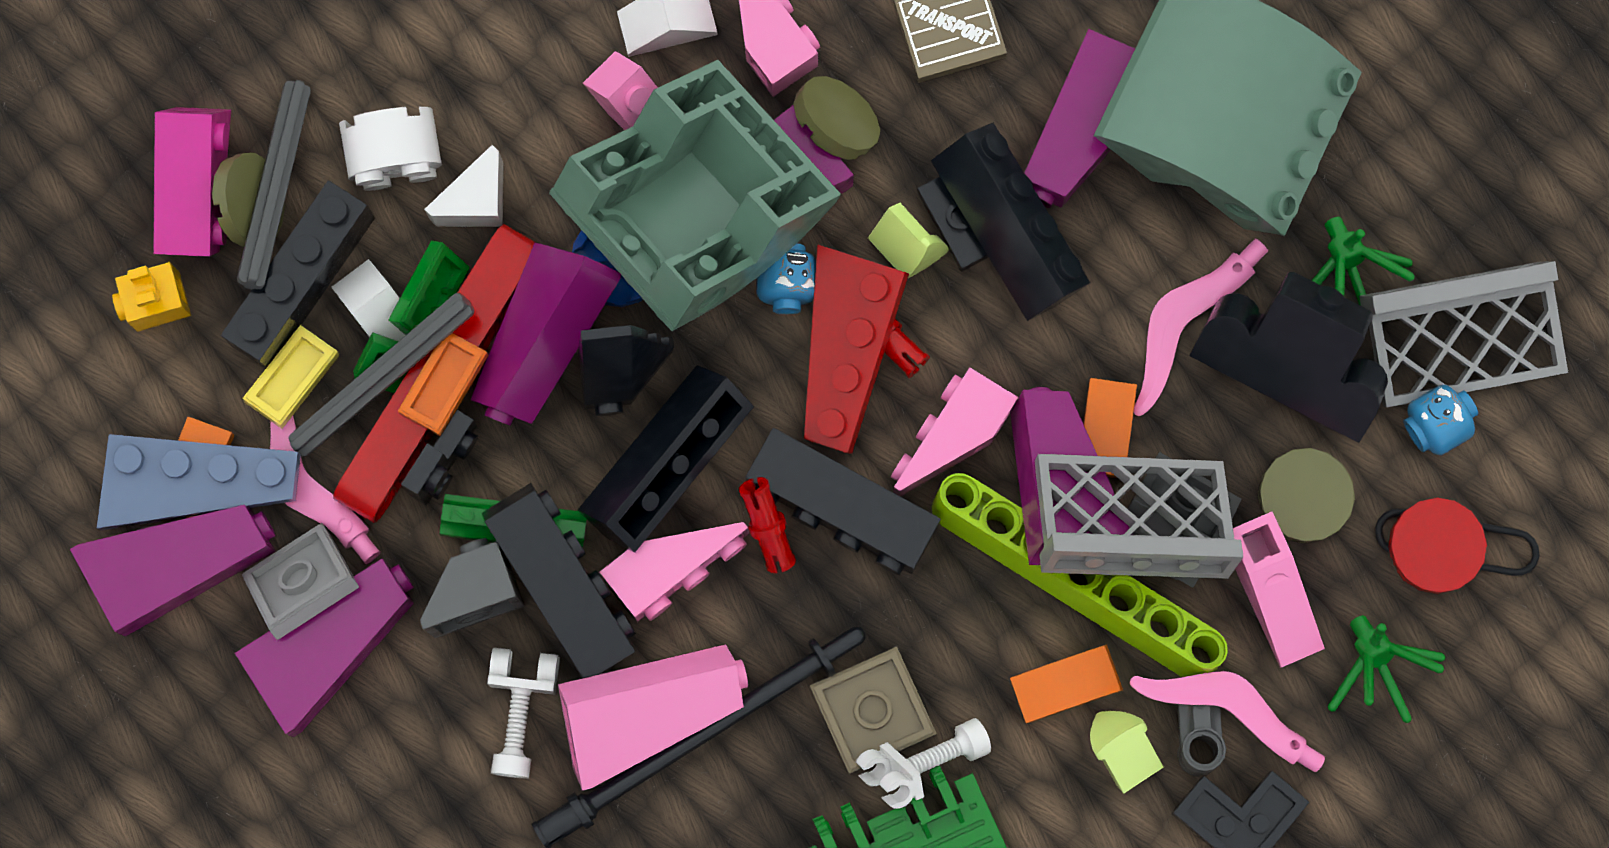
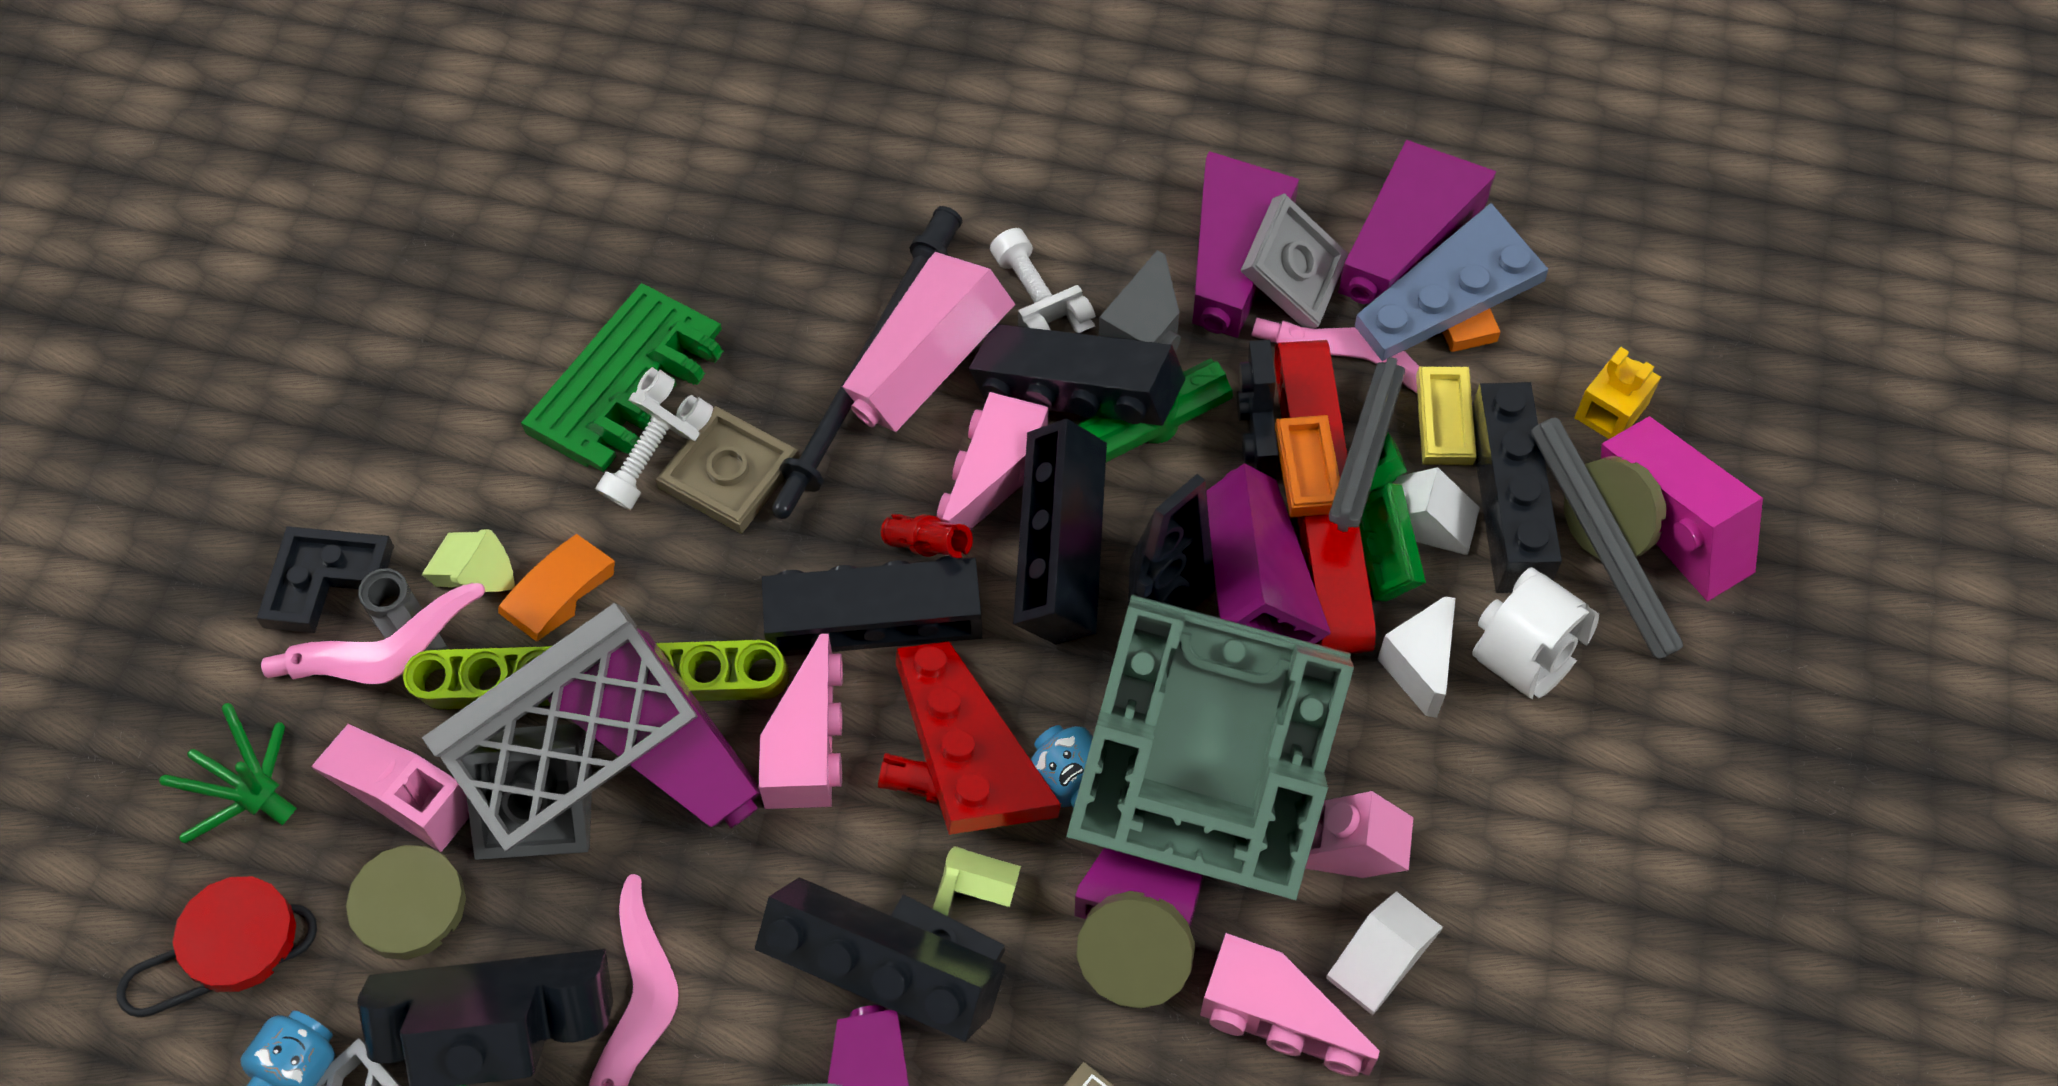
camera: 145 degrees right, 20 degrees down
(1109, 417) = (655, 840): orange tile -> none

